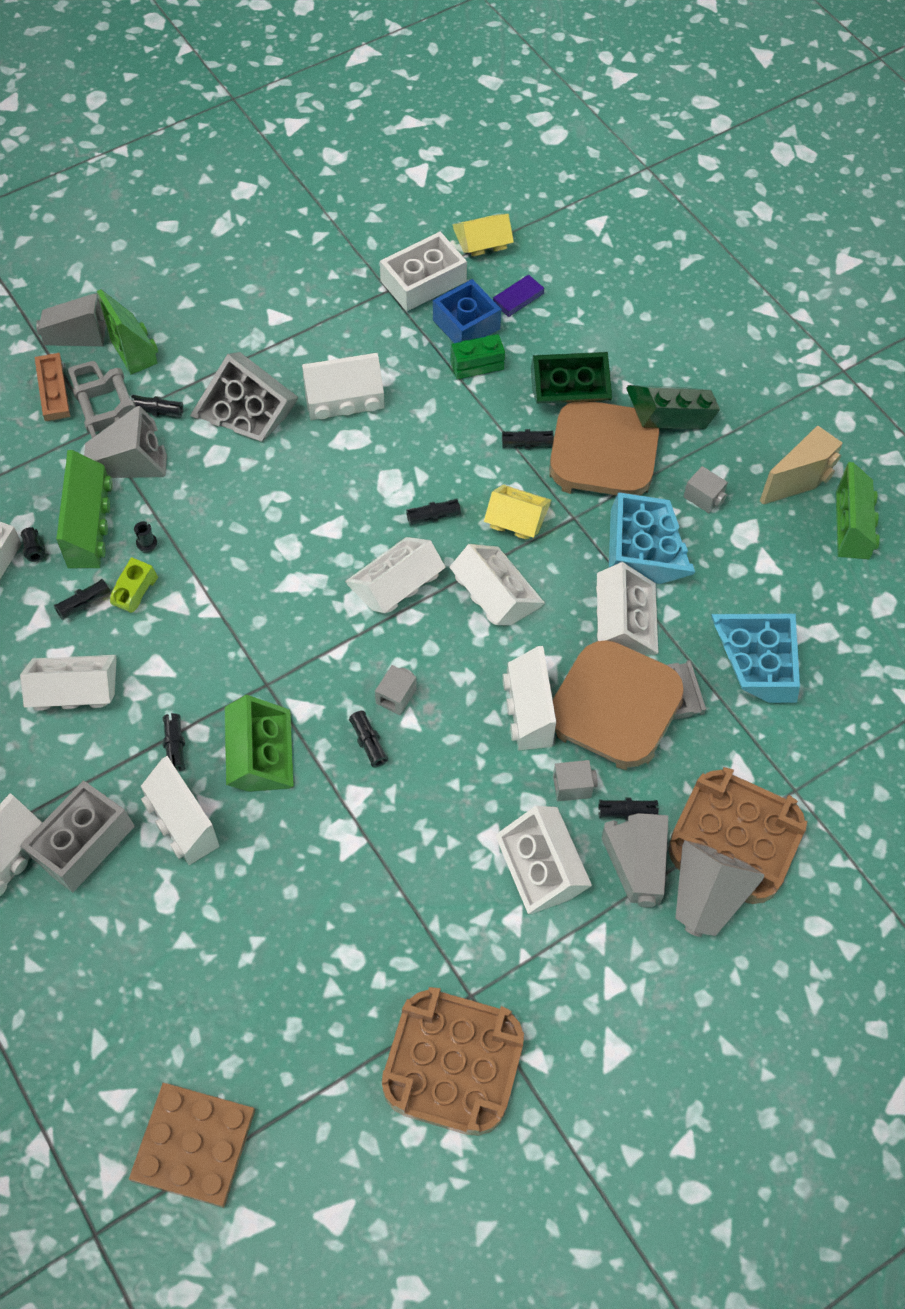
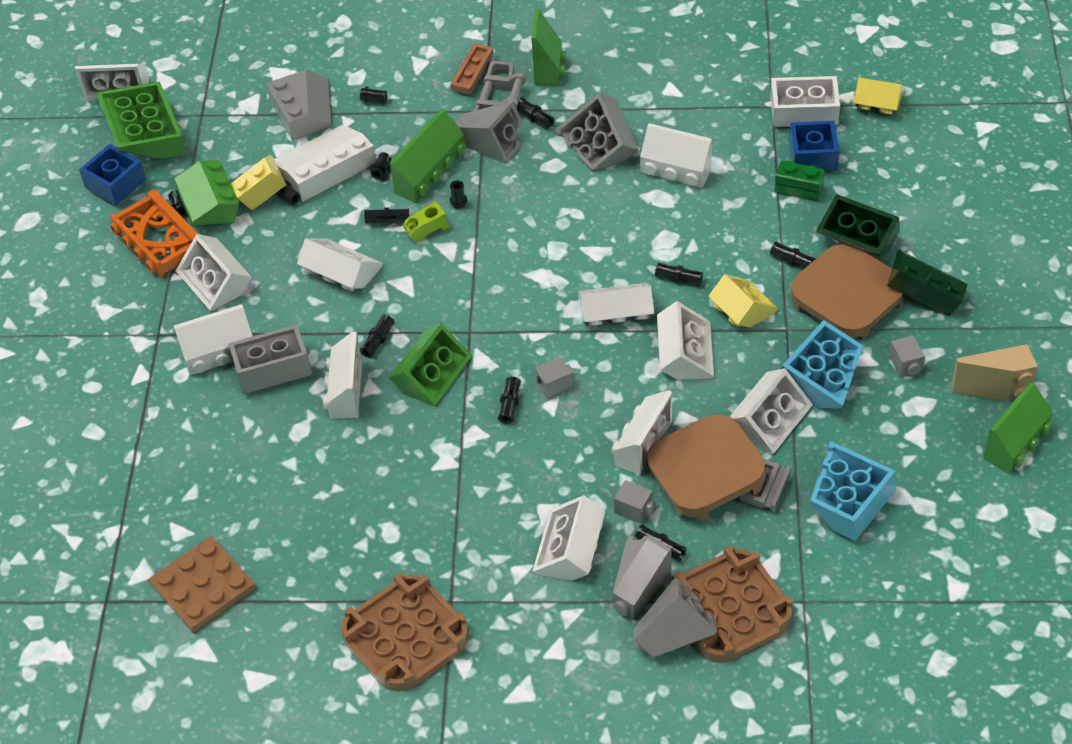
camera: 40 degrees right, 10 degrees down
(73, 323) = (514, 31): light grey slope -> none
(518, 295) = (872, 152): dark purple tile -> none

